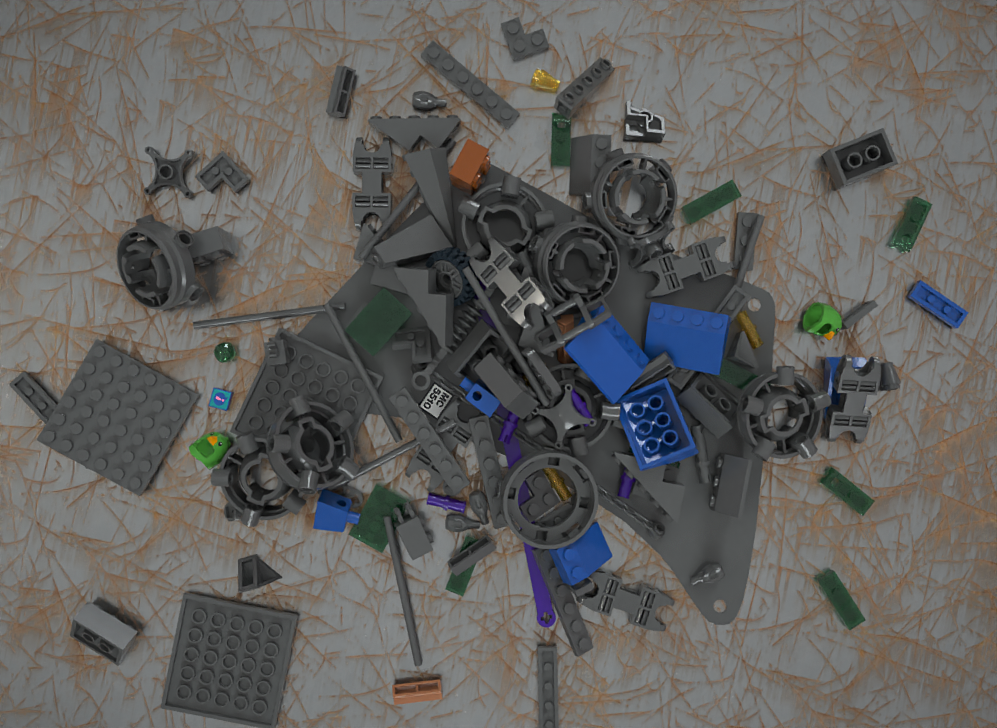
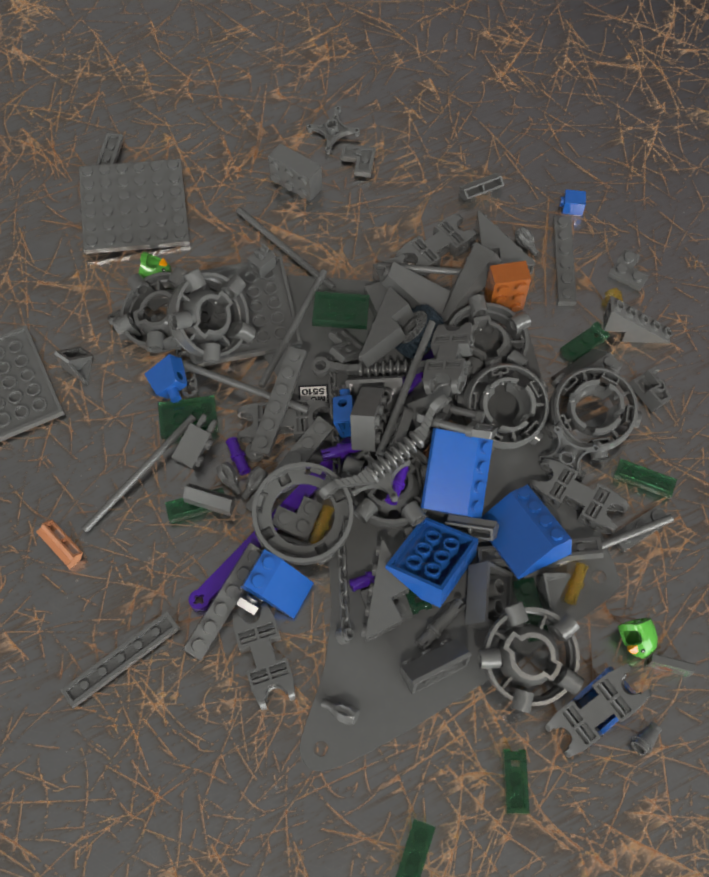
camera: 55 degrees right, 25 degrees down
(174, 274) = (263, 150): dark grey piece -> none
(220, 399) = (197, 258): tile -> none
(224, 352) = (234, 237): clear green piece -> none
(421, 25) = (573, 202): none -> blue brick
(564, 430) = (369, 475): none -> dark grey piece

